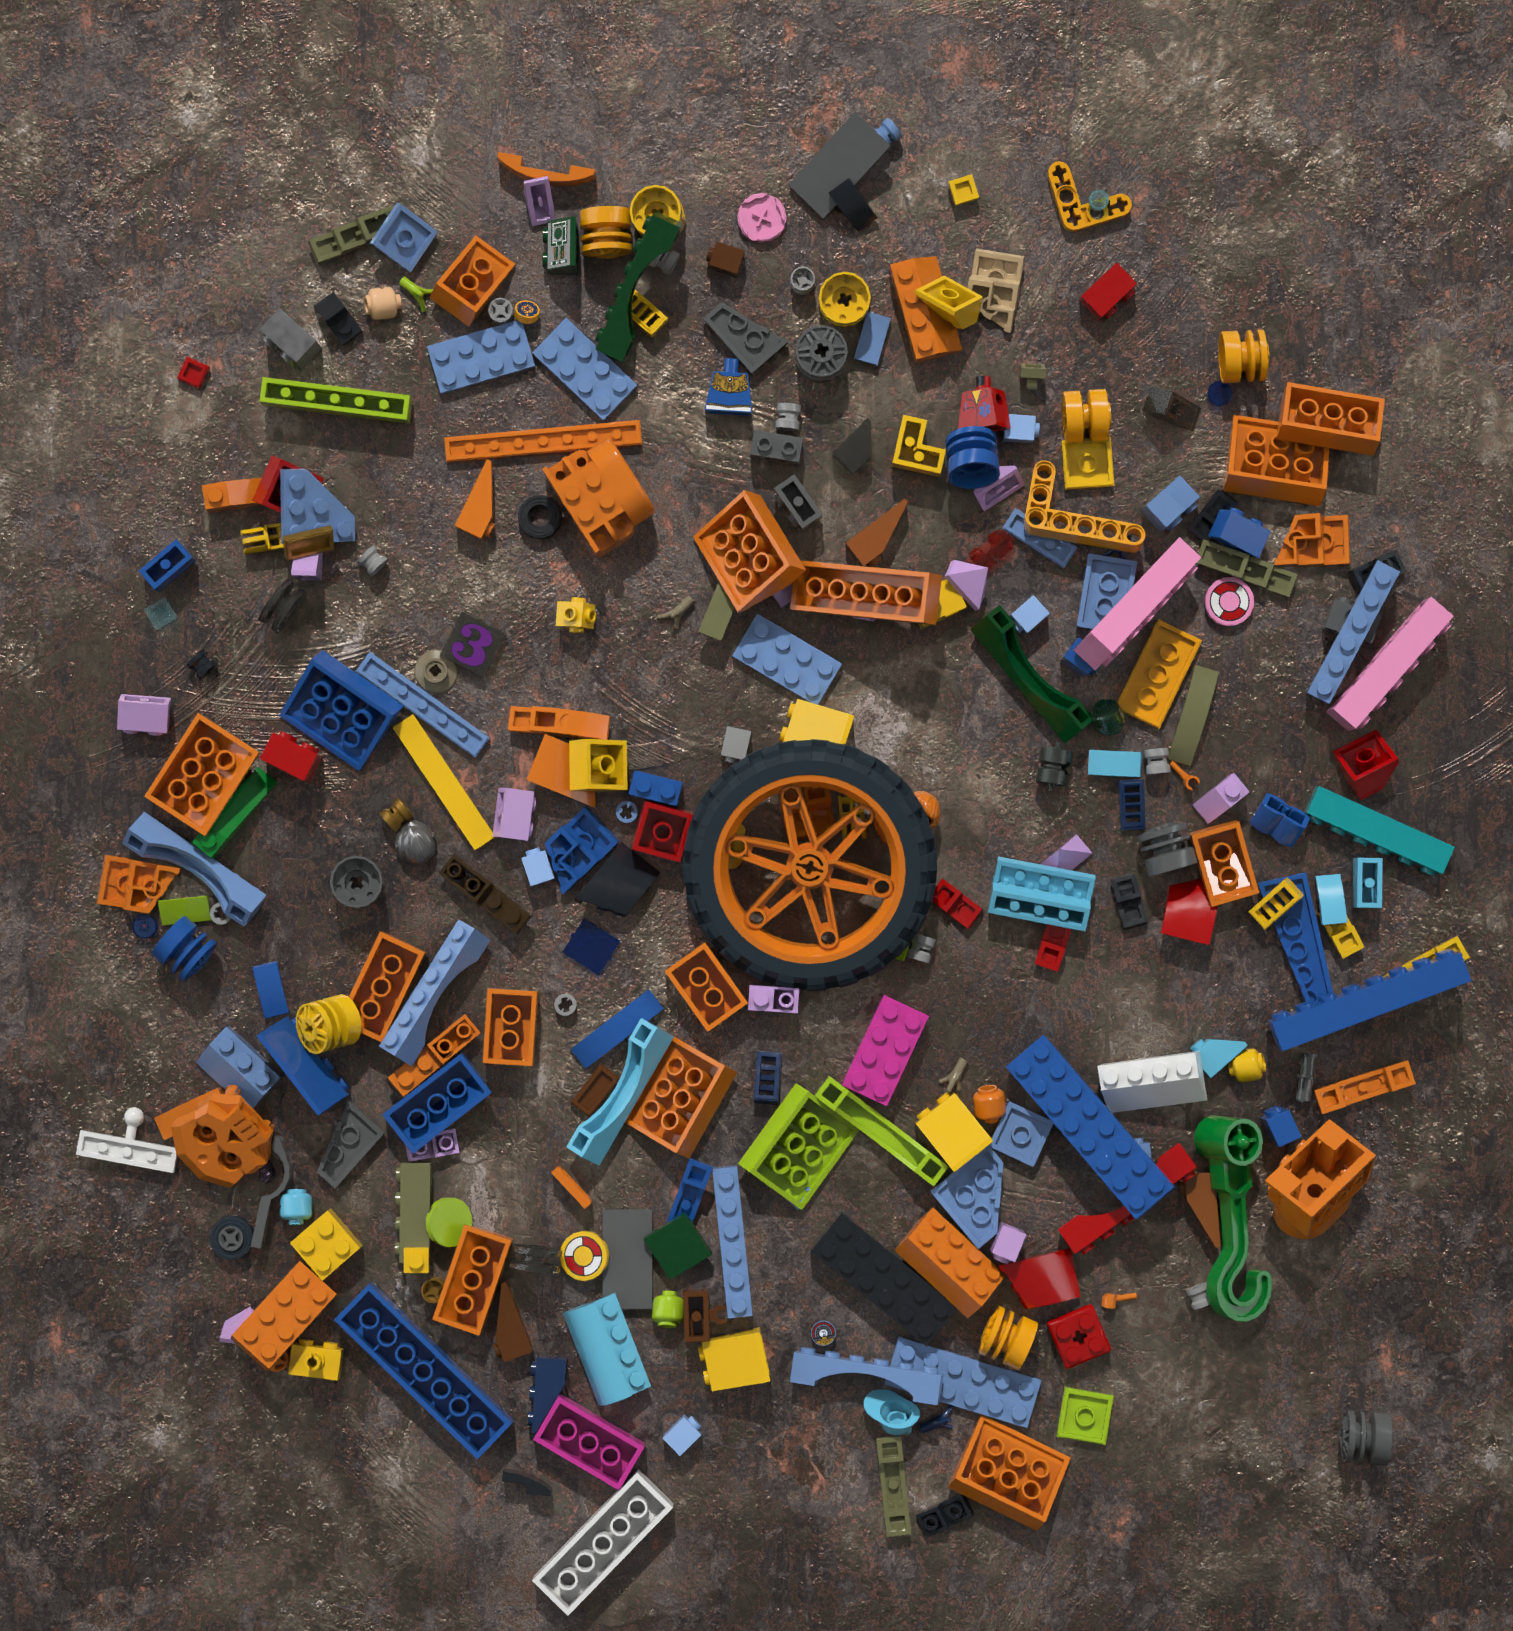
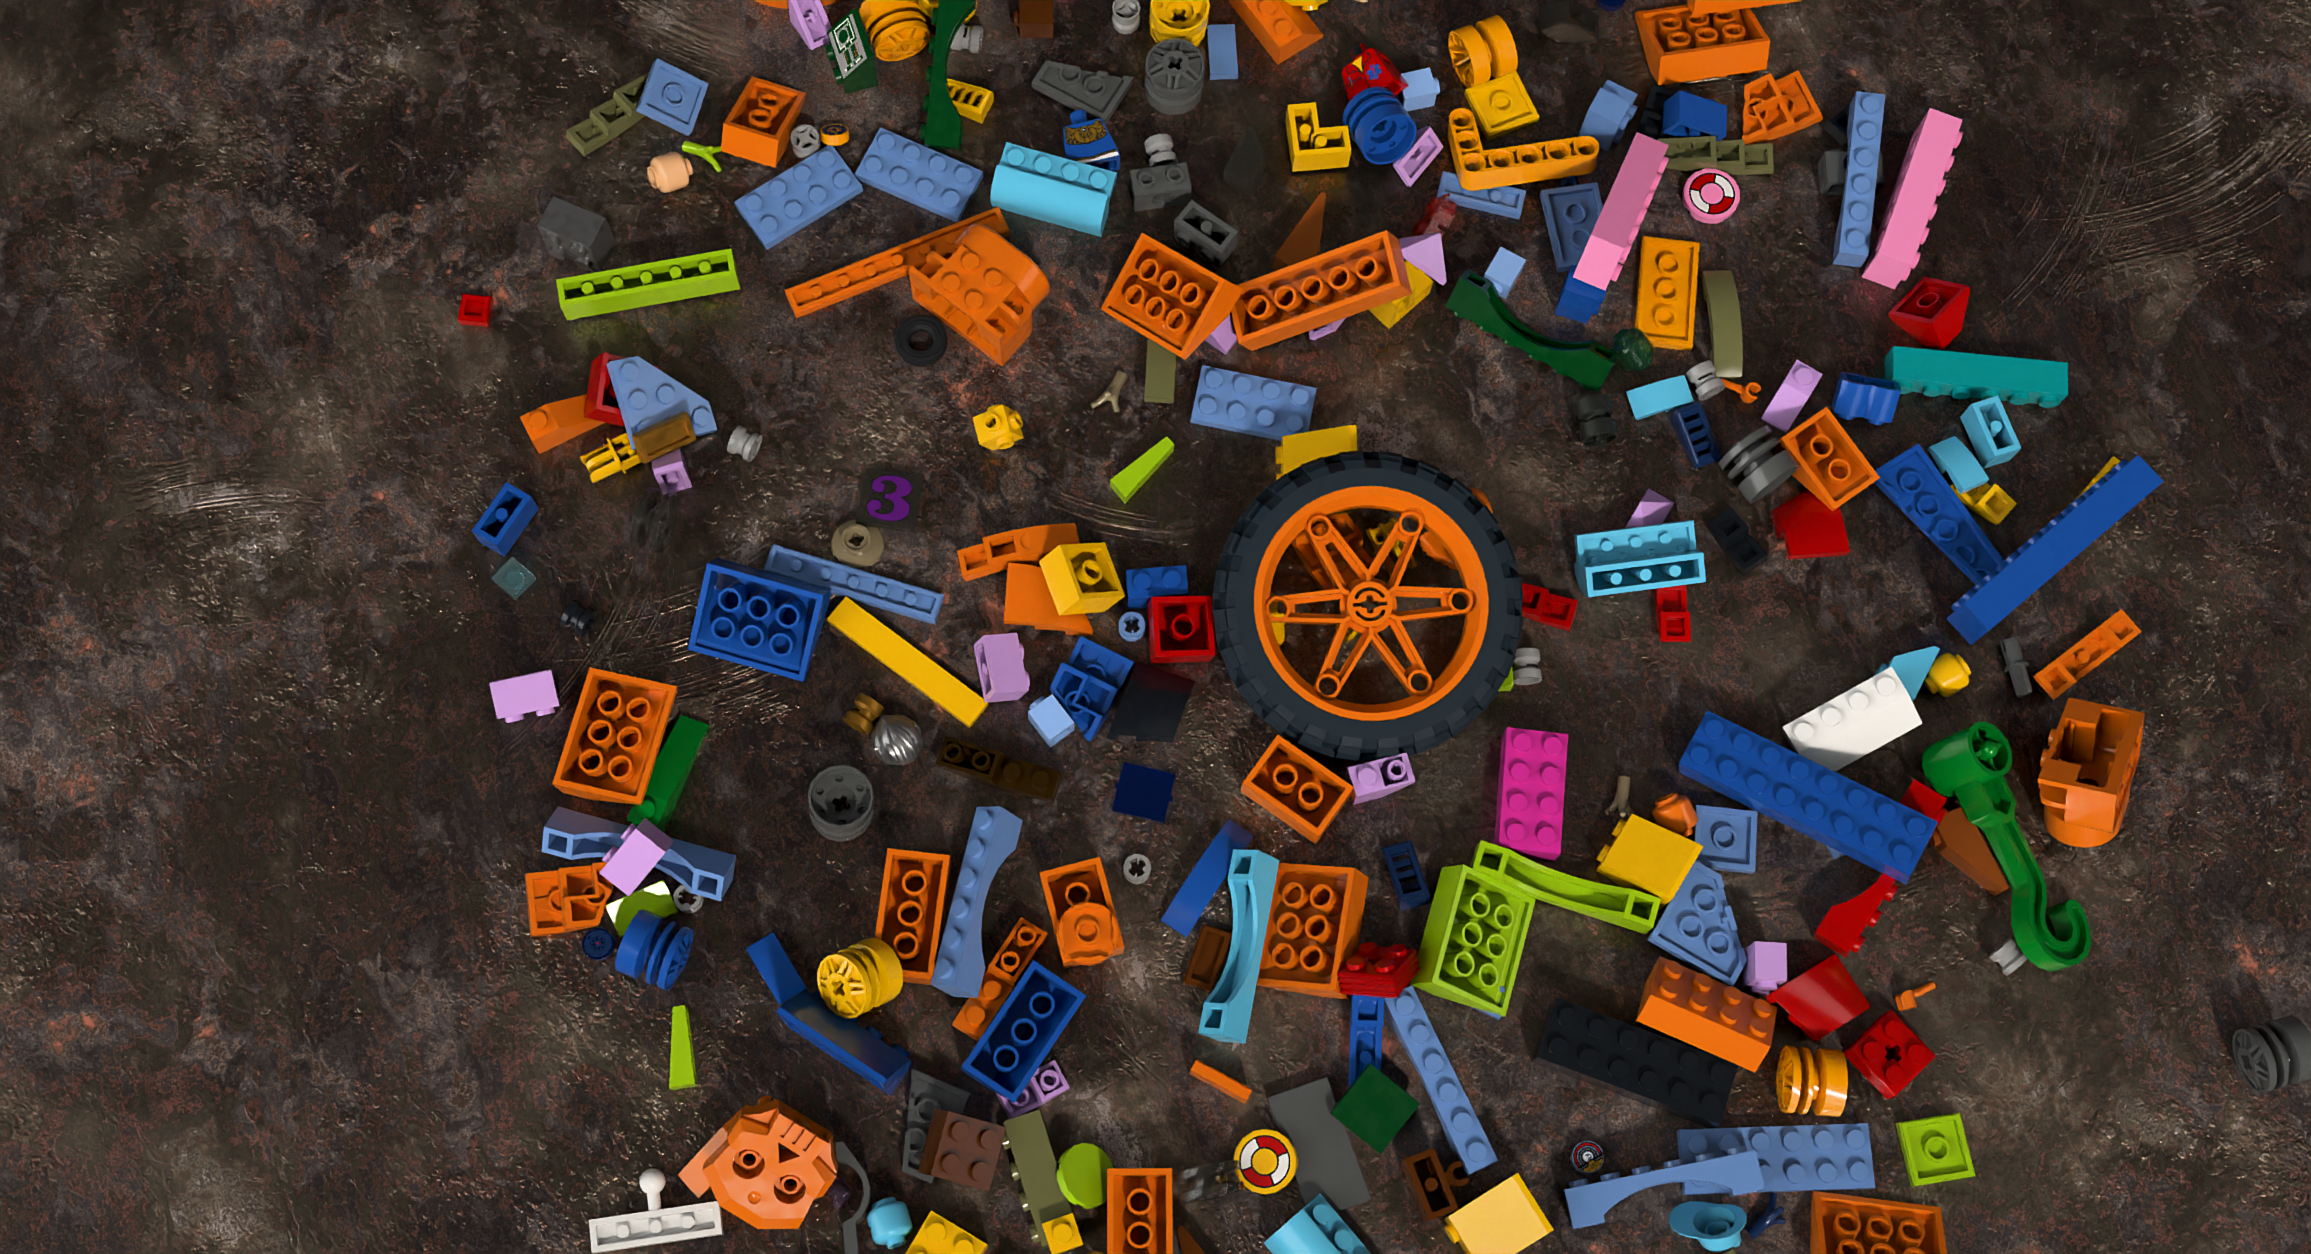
camera: 25 degrees left, 15 degrees down
(181, 1035) = (682, 1055): none -> lime piece
(190, 874) = (636, 857): none -> lavender brick
(235, 1062) = (757, 1068): medium blue slope -> none
(291, 757) = (717, 684): red brick -> none
(338, 318) = (625, 205): black slope -> none
(364, 1173) = (961, 1149): none -> reddish brown brick
(478, 510) = (848, 355): orange slope -> none
(507, 1048) = (1088, 933): none -> orange tile
(668, 690) = (1137, 473): none -> lime piece
(668, 1310) = (1391, 1192): lime head -> none
(687, 422) = (1052, 189): none -> medium azure brick
(715, 1148) = (1378, 971): none -> red brick
(735, 744) = (1228, 507): light grey brick -> none
(1032, 373) = (1408, 31): olive tile -> none
(1280, 1126) = (2019, 723): blue brick -> none
(1291, 888) = (1913, 464): yellow slope -> none

